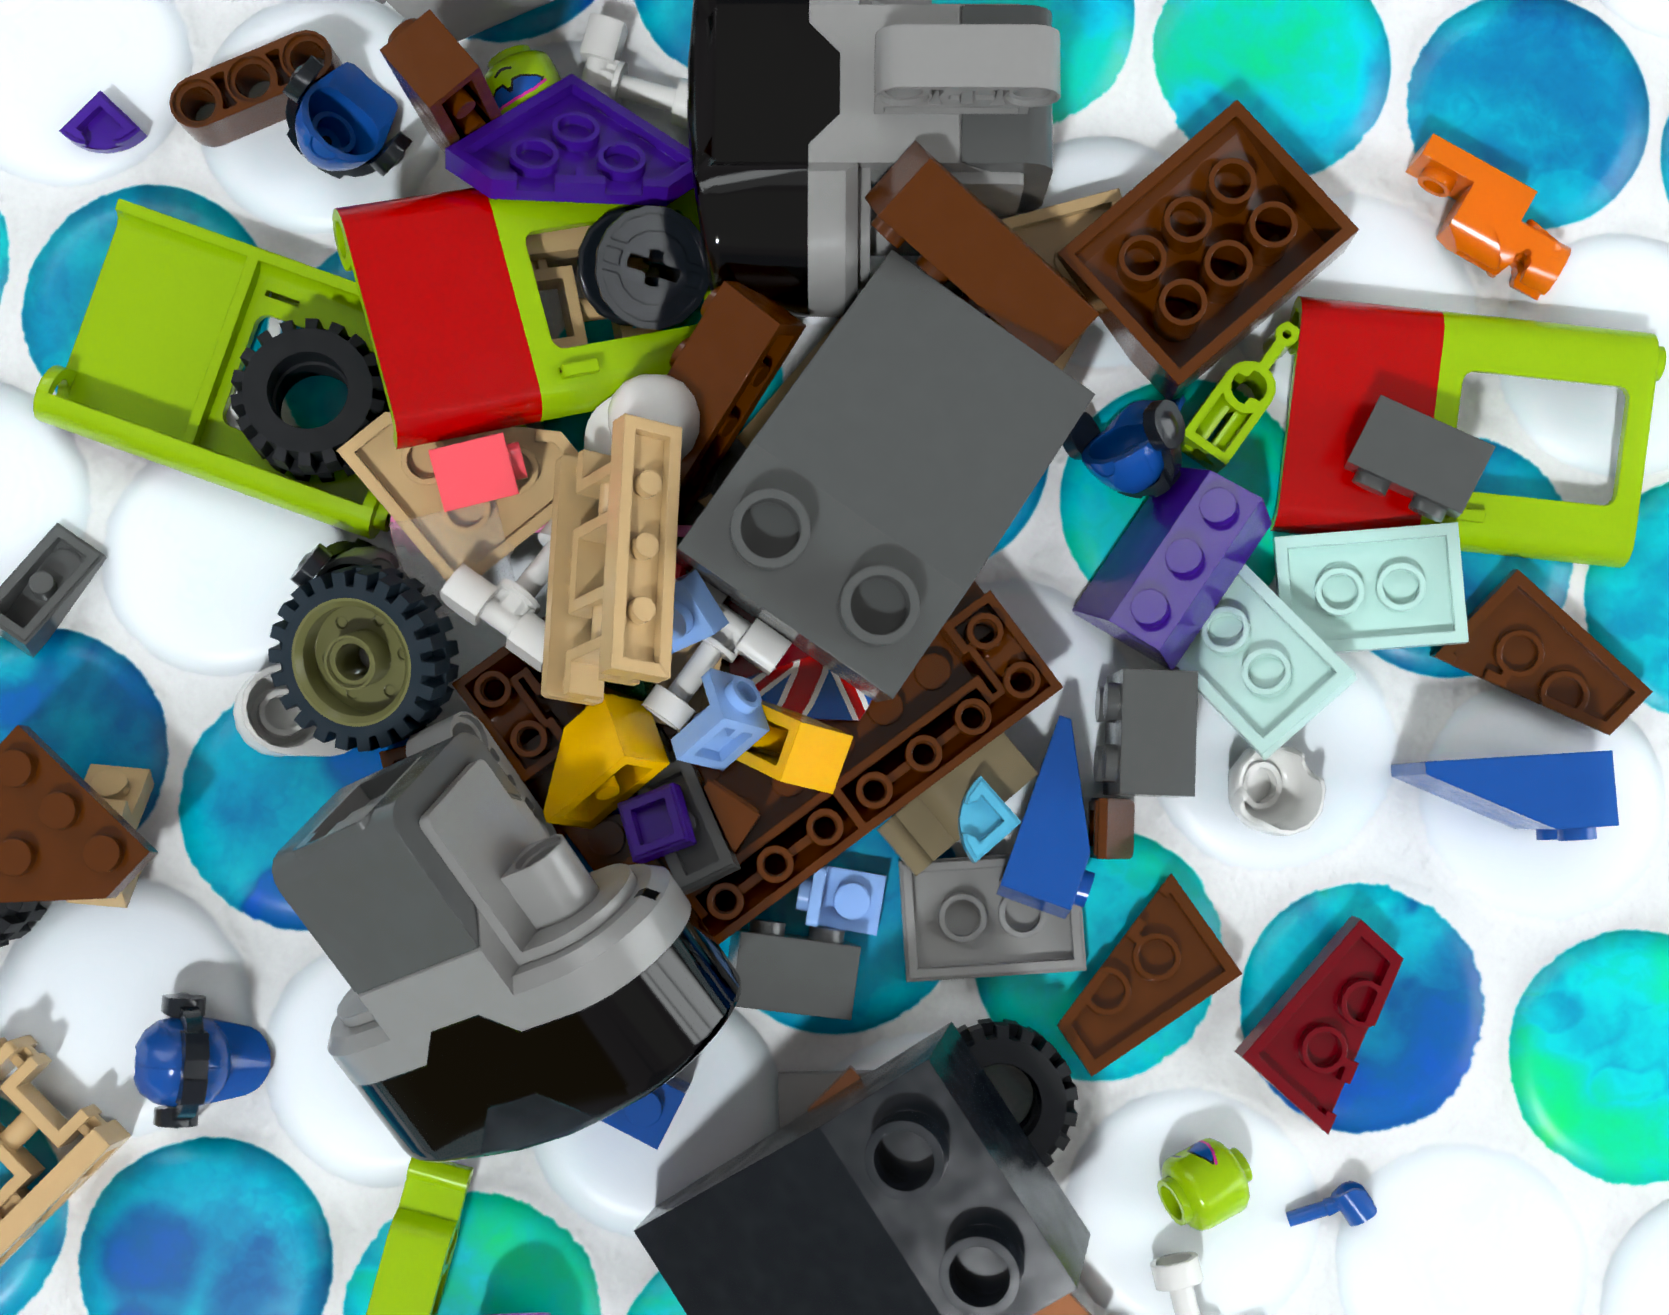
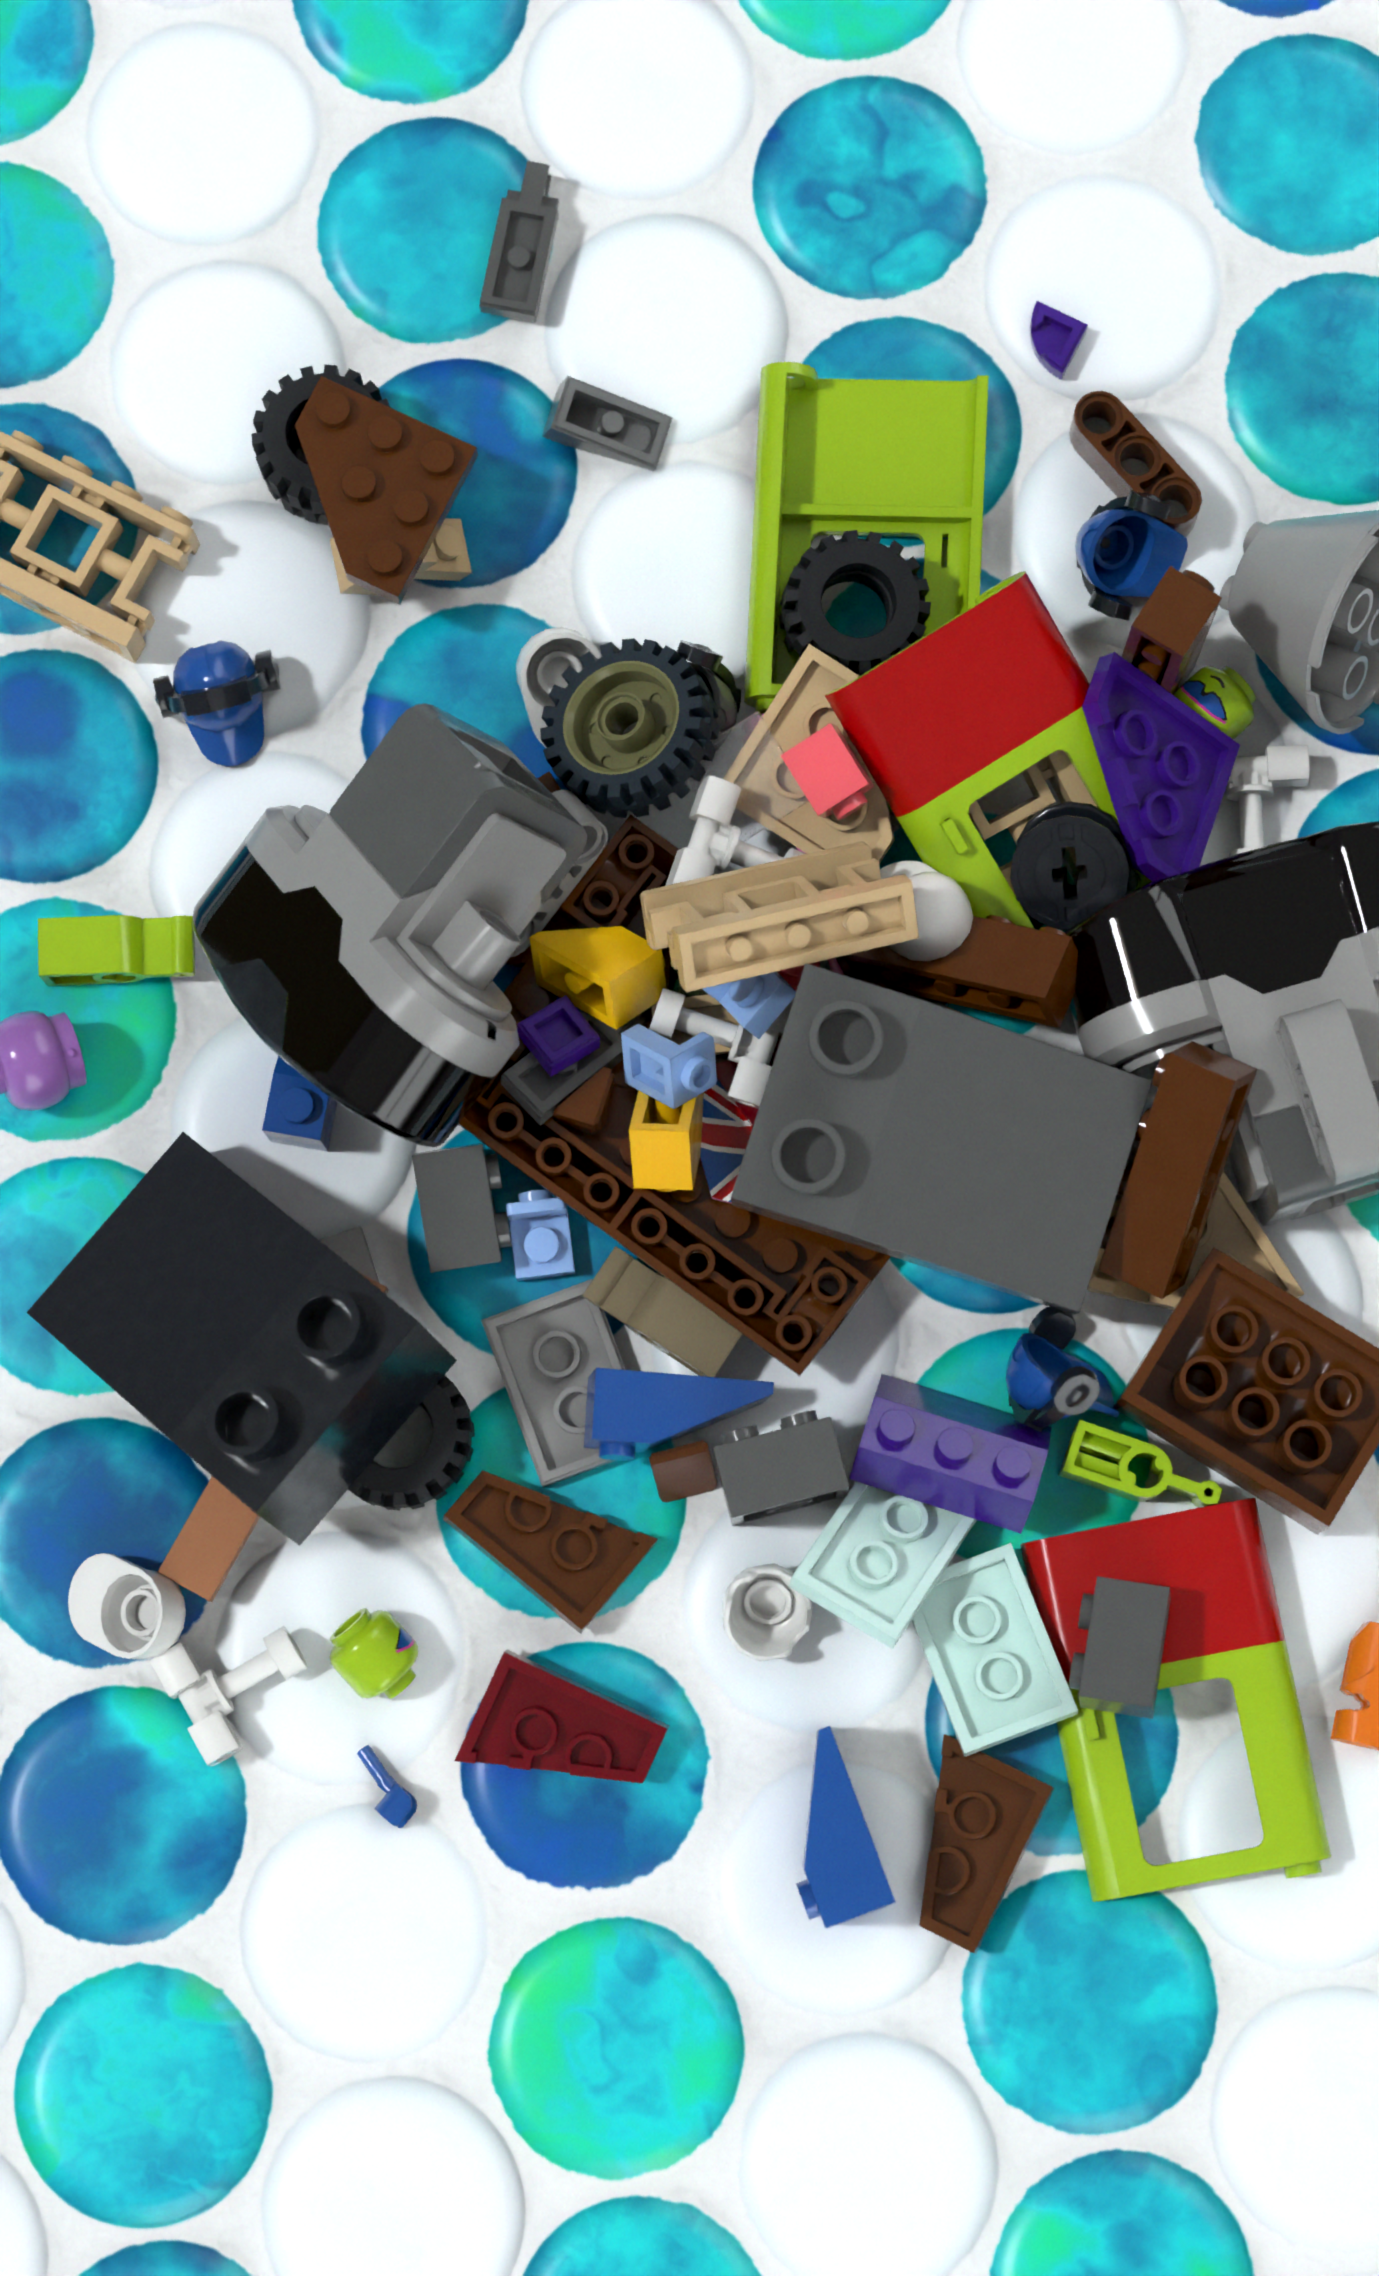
camera: 80 degrees right, 5 degrees down
(983, 820) = (652, 1337): medium azure tile -> none

